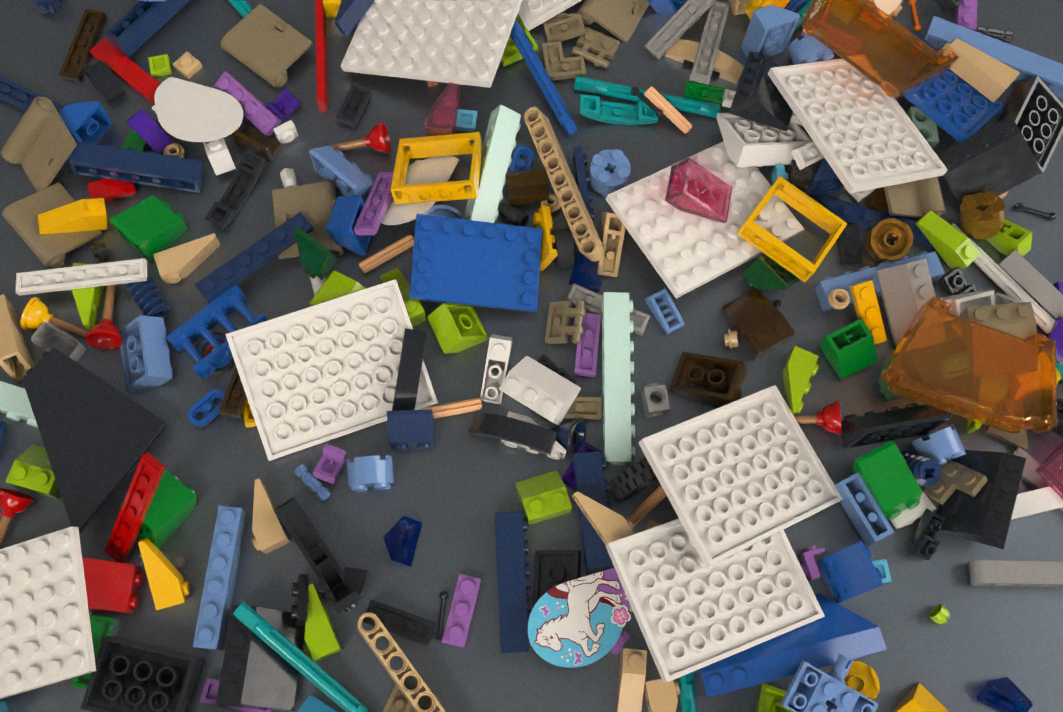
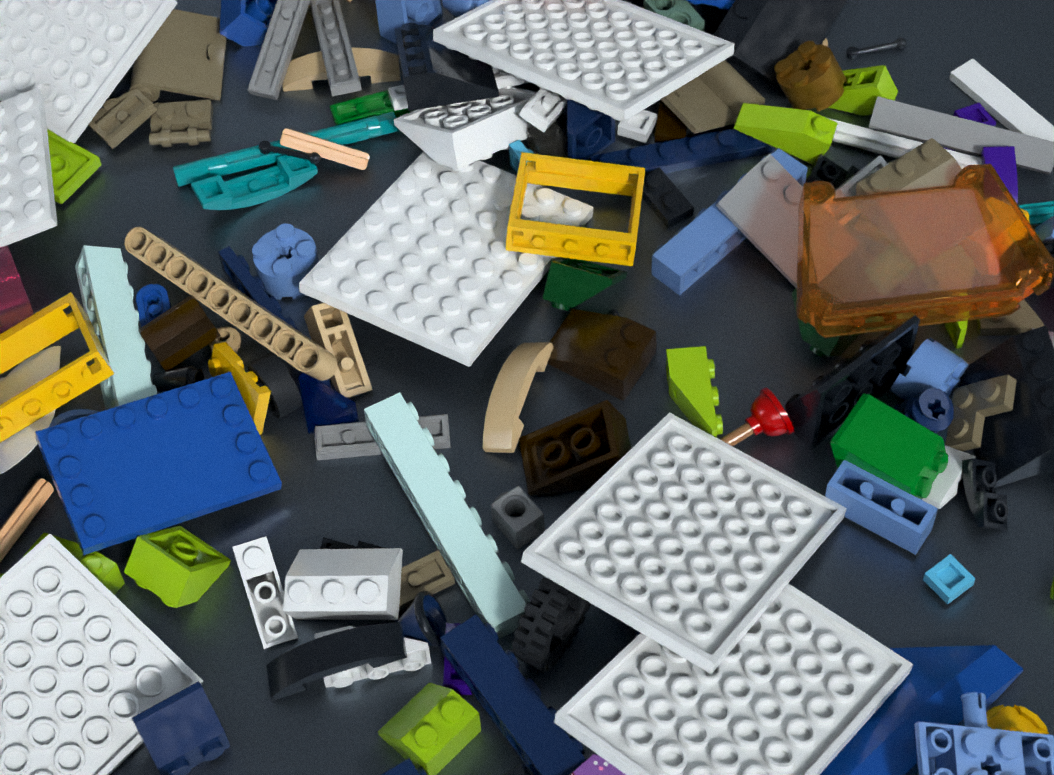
camera: 20 degrees left, 15 degrees down
(409, 370) = (135, 648): black slope -> none
(455, 407) = (237, 672): light nougat axle -> none
(466, 120) = (42, 292): medium azure plate -> none
(543, 80) = (129, 193): blue piece -> none
(559, 322) = (321, 484): dark tan plate -> none
(560, 67) = (139, 168): dark tan plate -> none
(588, 347) = (380, 494): medium lavender plate -> none
(607, 523) = (528, 699): tan slope -> none
(647, 506) = (588, 653): light nougat axle -> none
(667, 300) = (447, 401): medium blue slope -> none
(691, 323) = (508, 396): none -> tan slope
(698, 191) = (422, 219): clear pink slope -> none
(731, 339) = (576, 387): tan plate -> none
(808, 562) = (847, 607): medium lavender bracket -> none
(843, 295) = (689, 255): tan plate -> none
(850, 349) = (741, 319): green slope -> none
(850, 572) = (912, 590): blue slope -> none
(868, 309) = (738, 263): yellow plate -> none
(889, 228) = (703, 149): pearl gold brick -> none

